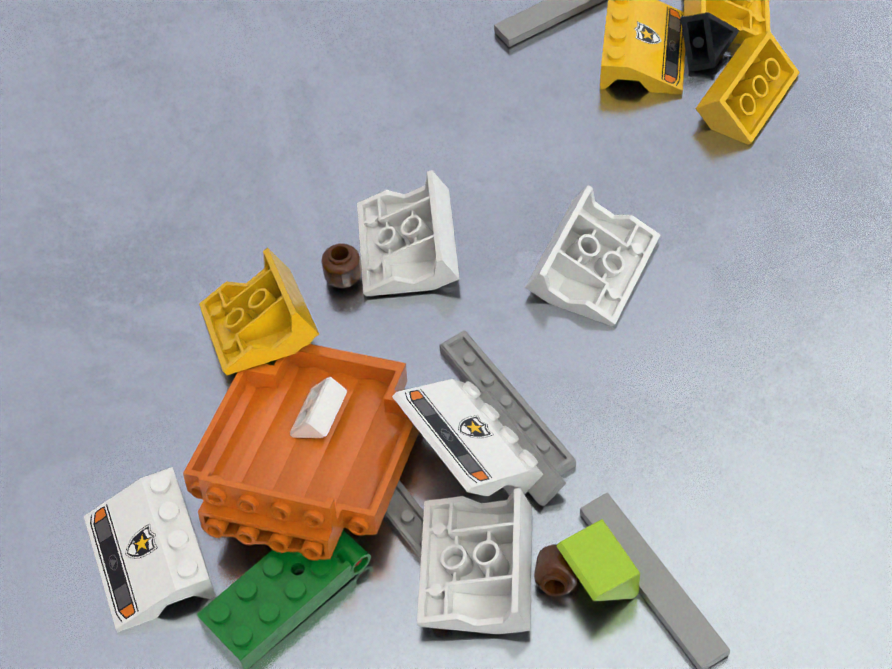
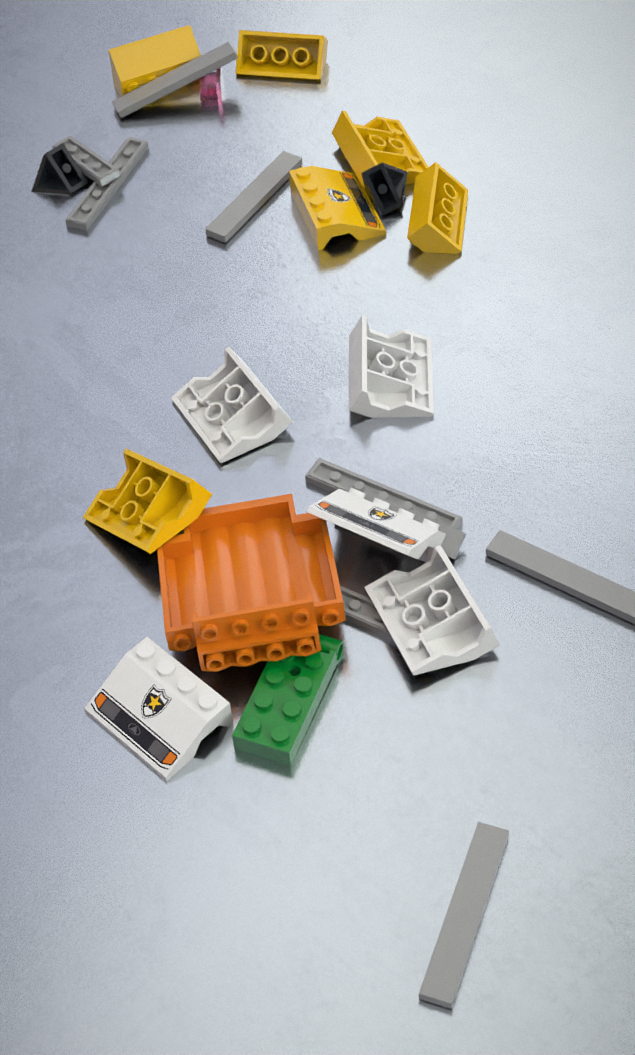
camera: 25 degrees left, 5 degrees down
(319, 410) = (241, 552): white slope -> none
(341, 265) = (191, 444): reddish brown head -> none
(553, 572) = (495, 595): reddish brown head -> none
(601, 563) = (531, 572): lime slope -> none

